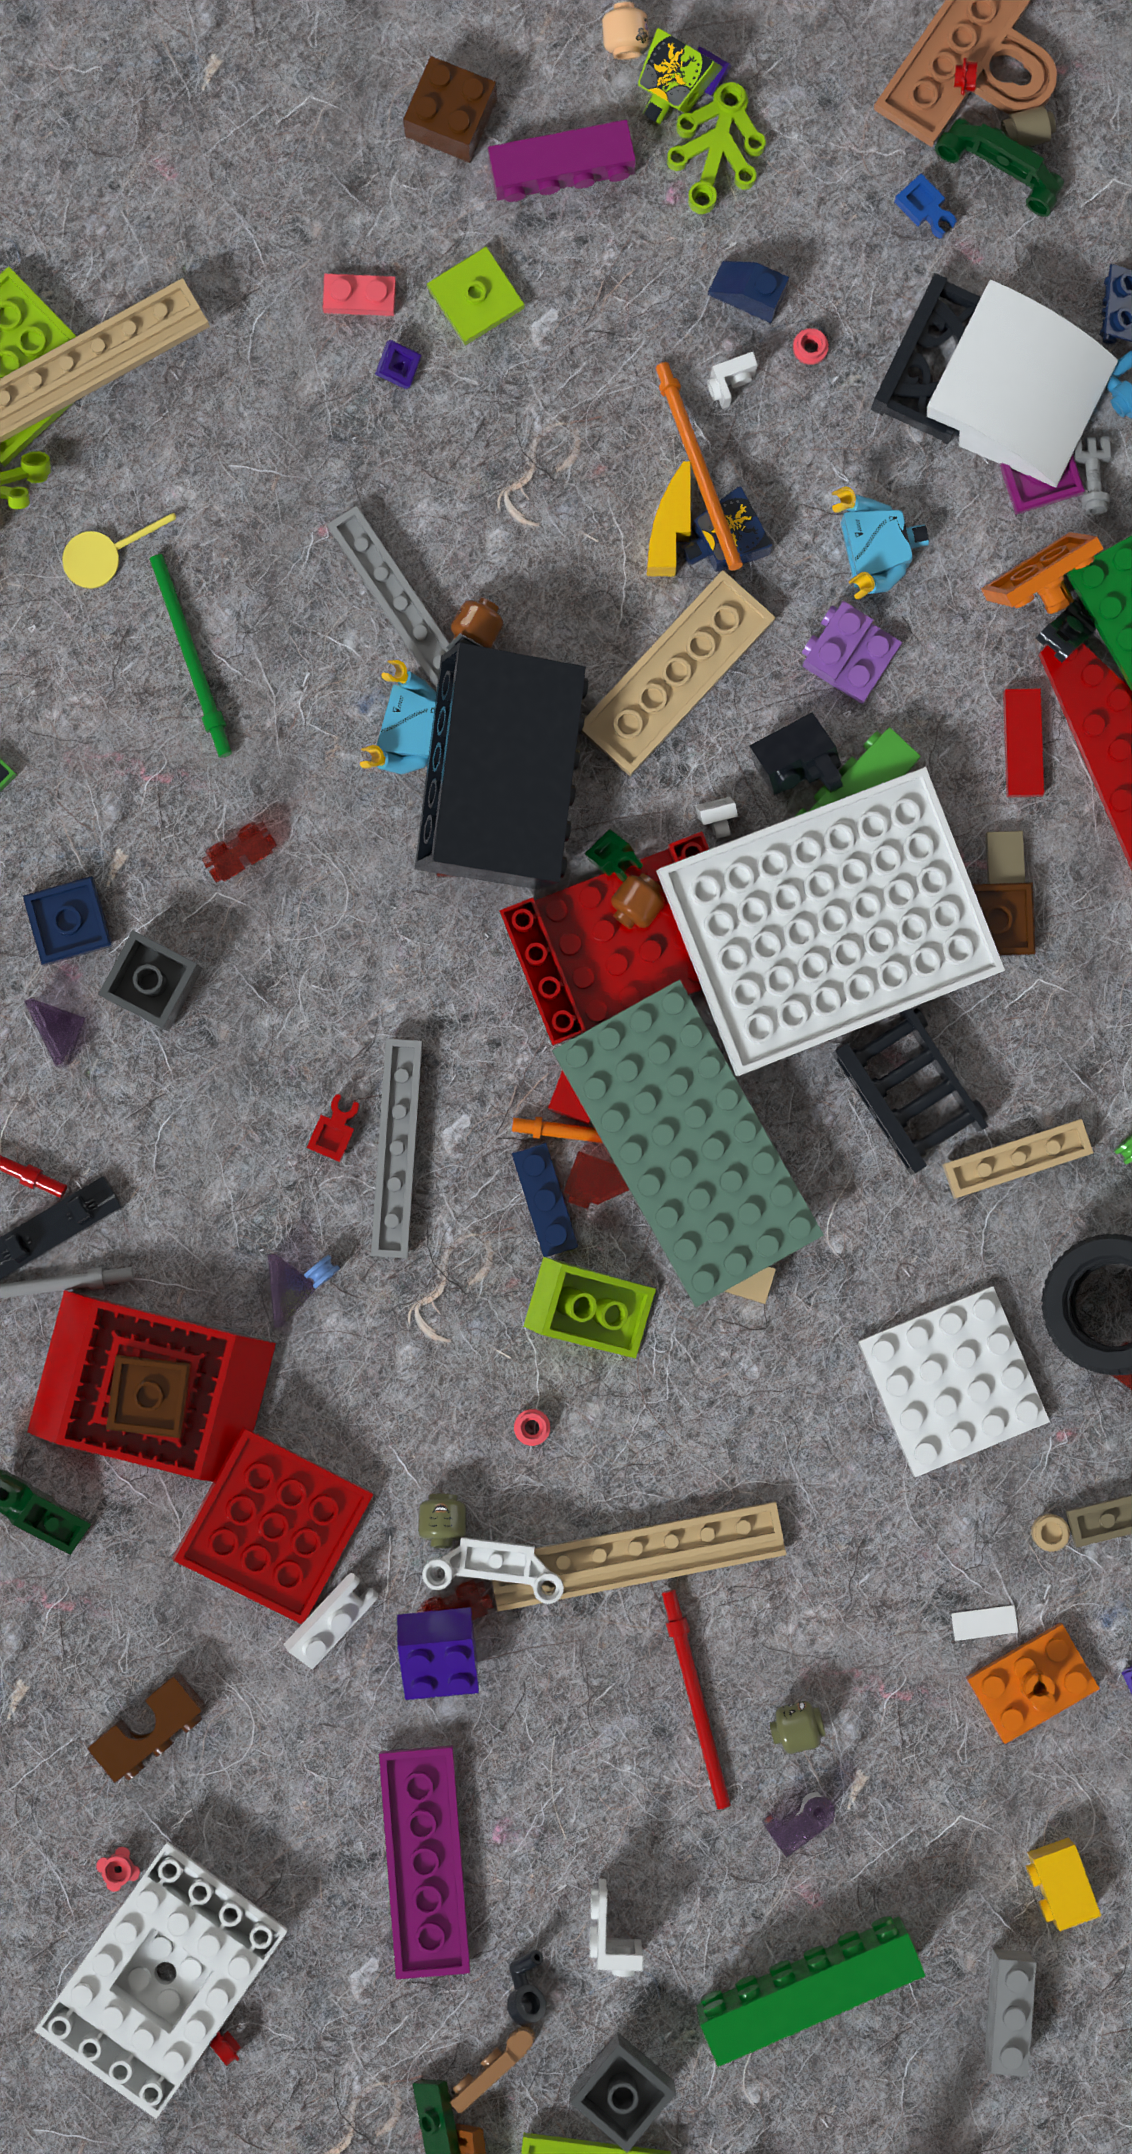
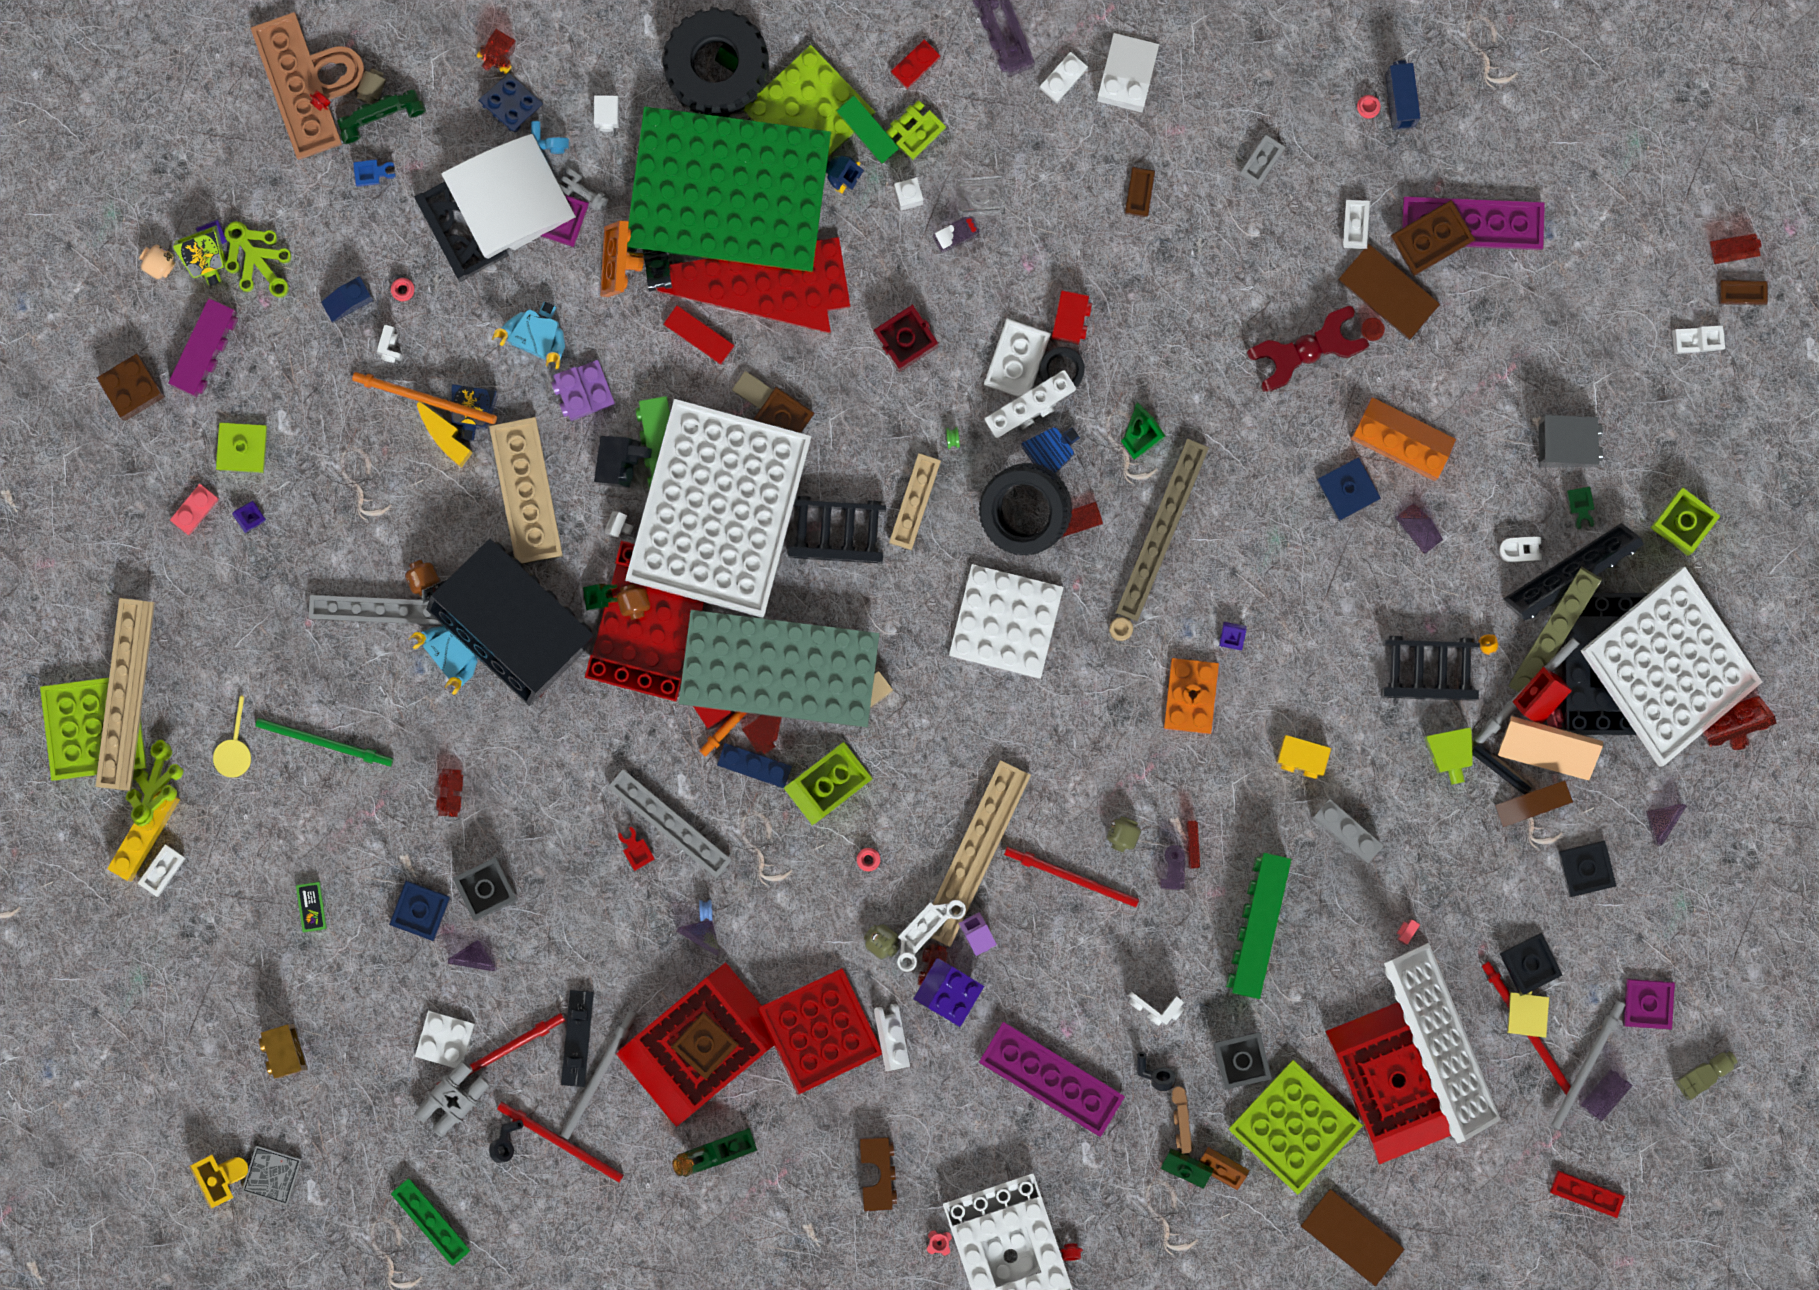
camera: 55 degrees left, 0 degrees up
(538, 1634) = (977, 934): none -> medium lavender brick
(849, 1825) = (1193, 844): none -> clear red tile
(984, 1622) = (1142, 698): white sticker -> none

